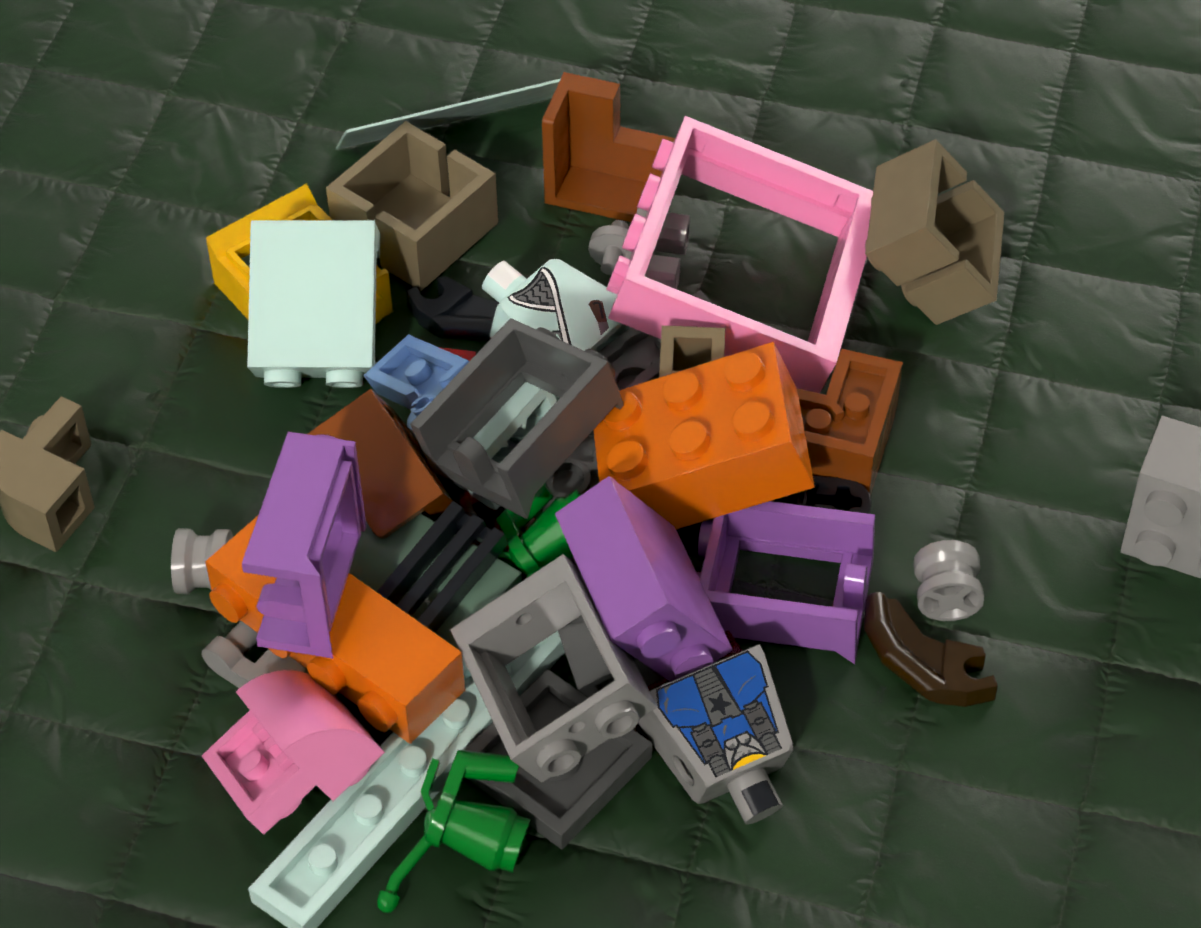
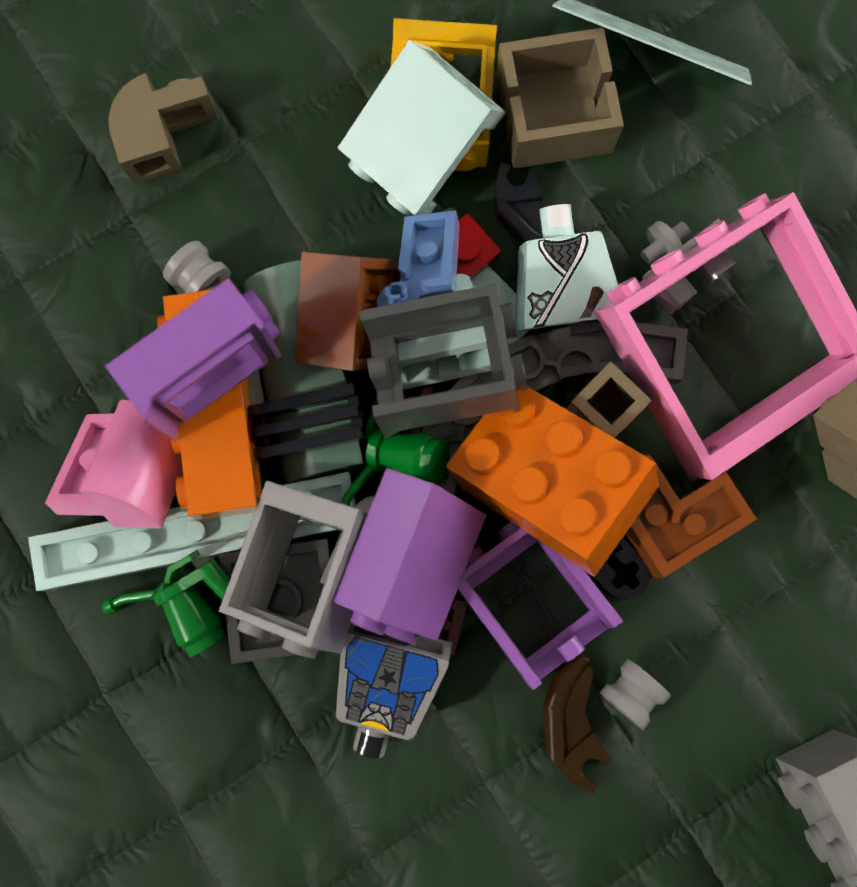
camera: 40 degrees right, 30 degrees up
(588, 155) = (717, 155): dark orange panel -> none

